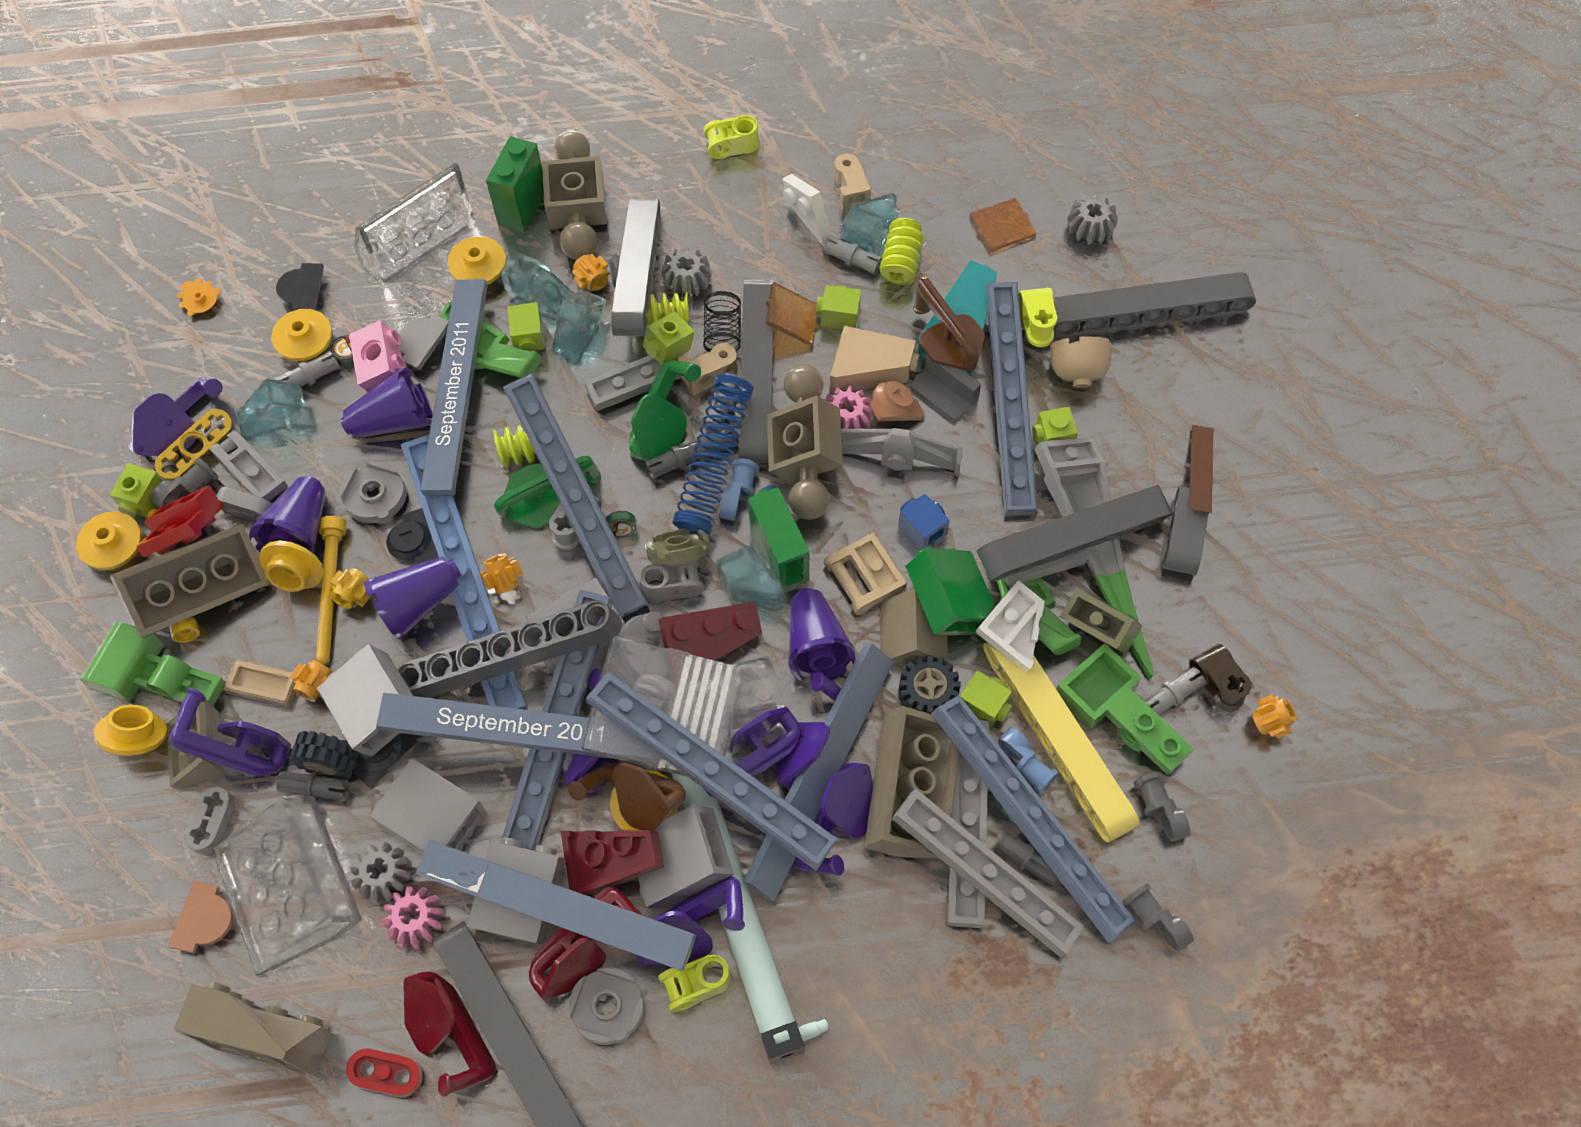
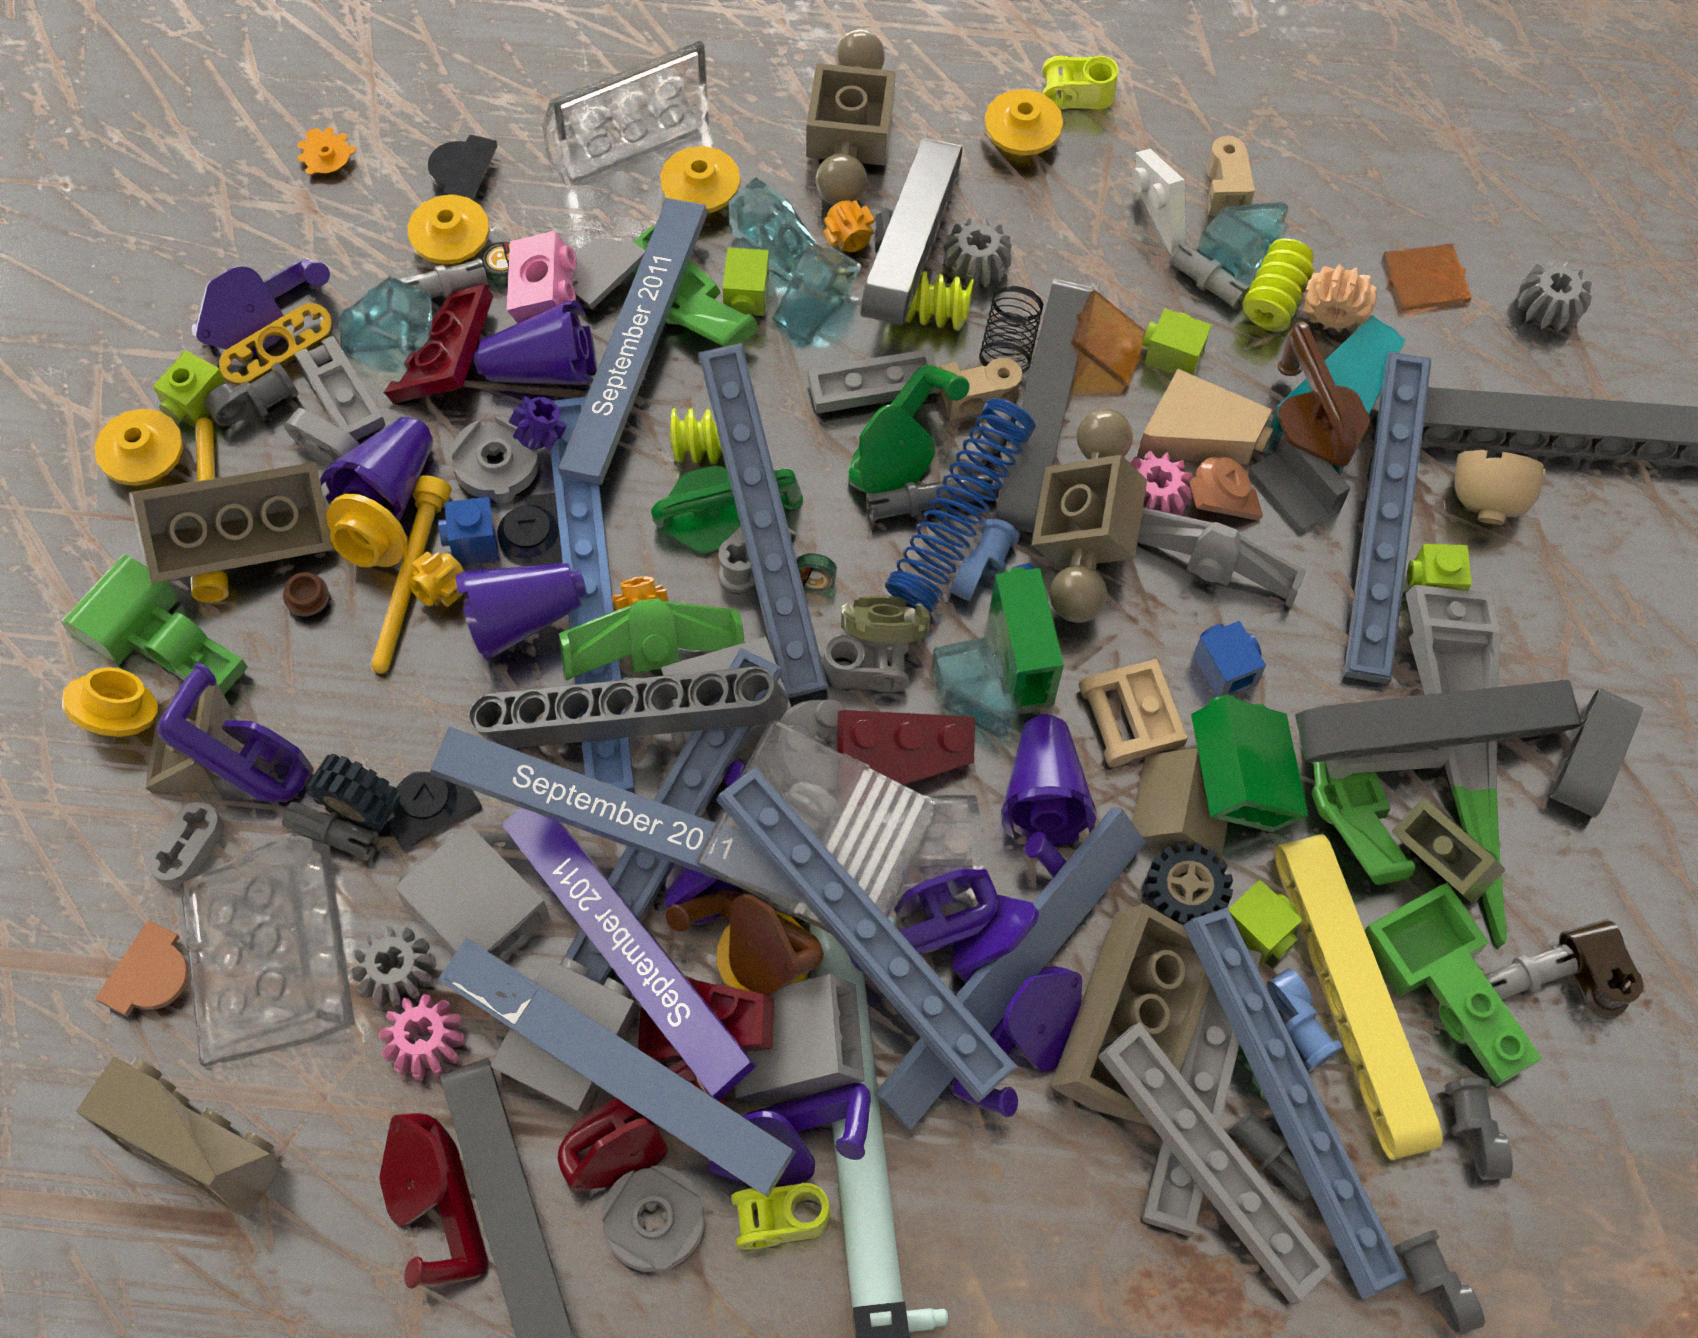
camera: 10 degrees right, 0 degrees up
(180, 521) = (235, 441): red plate -> none
(256, 620) = (305, 594): none -> reddish brown plate
(260, 683) = (294, 679): tan tile -> none
(308, 678) = (360, 690): light orange gear -> none
(321, 422) = (448, 351): none -> dark red wing
(356, 695) = (412, 723): brick -> none
(366, 549) = (470, 531): none -> blue brick
(385, 1074) = (340, 1237): red plate -> none
(398, 461) = (537, 423): none -> dark purple gear
(513, 594) = (650, 634): none -> bright green plate
(516, 184) = (775, 87): green brick -> none
(549, 821) = (632, 952): none -> tile
(668, 338) = (934, 335): lime brick -> none
(698, 173) = (1023, 122): none -> yellow piece
(945, 252) = (1339, 298): none -> light nougat gear
(1015, 625) = (1326, 830): white wing -> none
(1038, 315) = (1450, 411): neon yellow piece -> none
(1201, 469) = (1635, 672): reddish brown sticker -> none
(1274, 716) = (1666, 1039): light orange gear -> none

